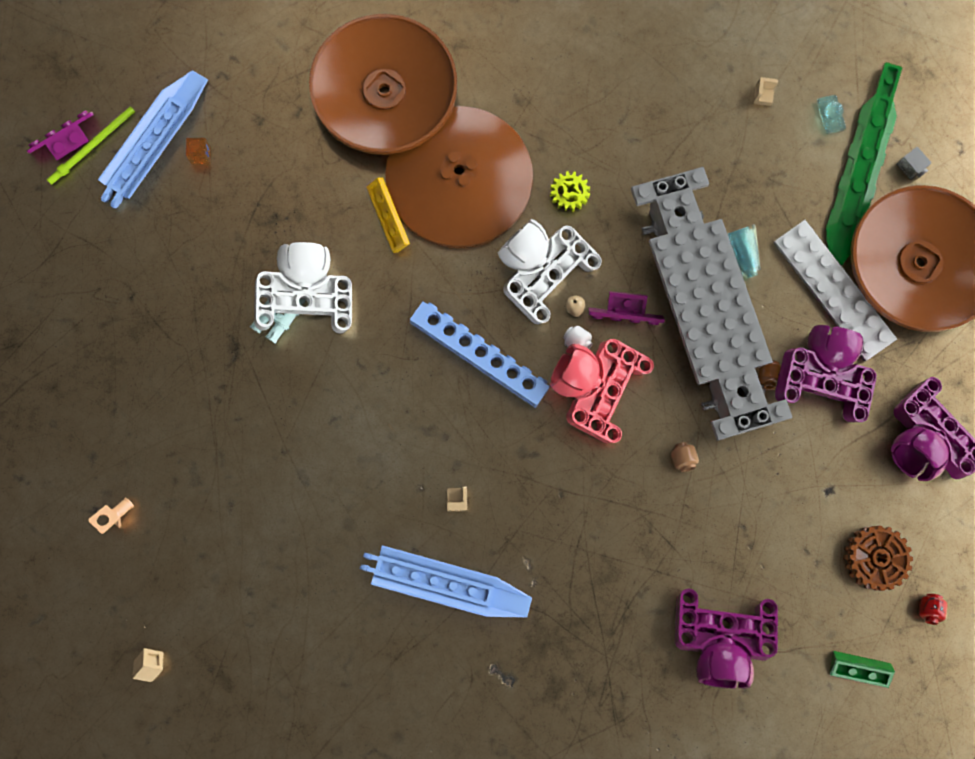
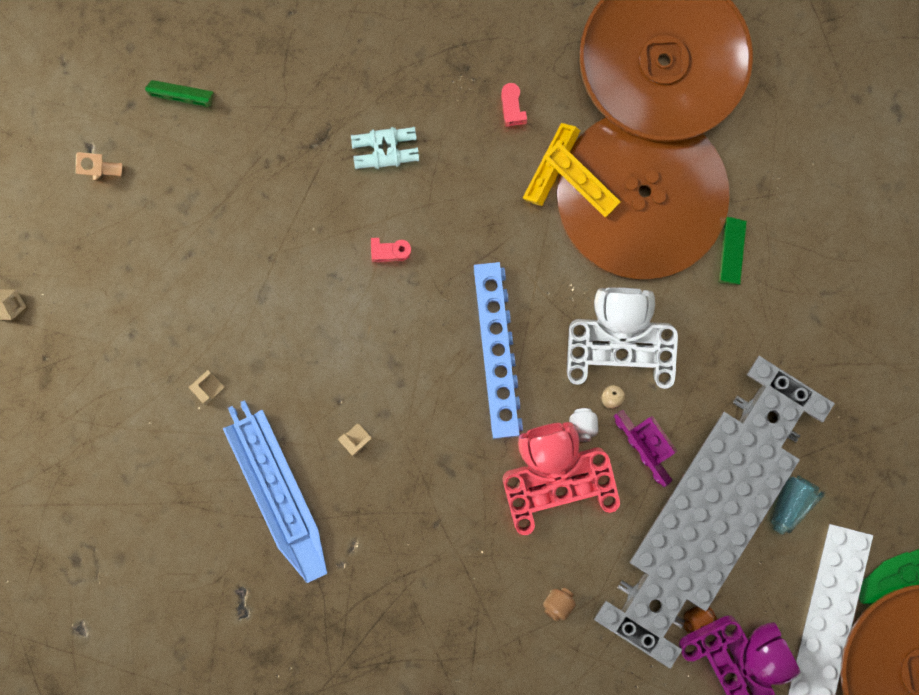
camera: 55 degrees right, 5 degrees up
(115, 417) = (179, 93): none -> green slope
(305, 275) = (437, 137): white beam -> none
(326, 208) = (510, 103): none -> coral leg
(332, 571) = (206, 387): none -> tan panel
(350, 368) = (389, 251): none -> coral leg
(416, 201) = (581, 179): none -> yellow plate
(545, 152) = (732, 251): none -> green slope
(568, 183) = (723, 303): neon yellow gear -> none

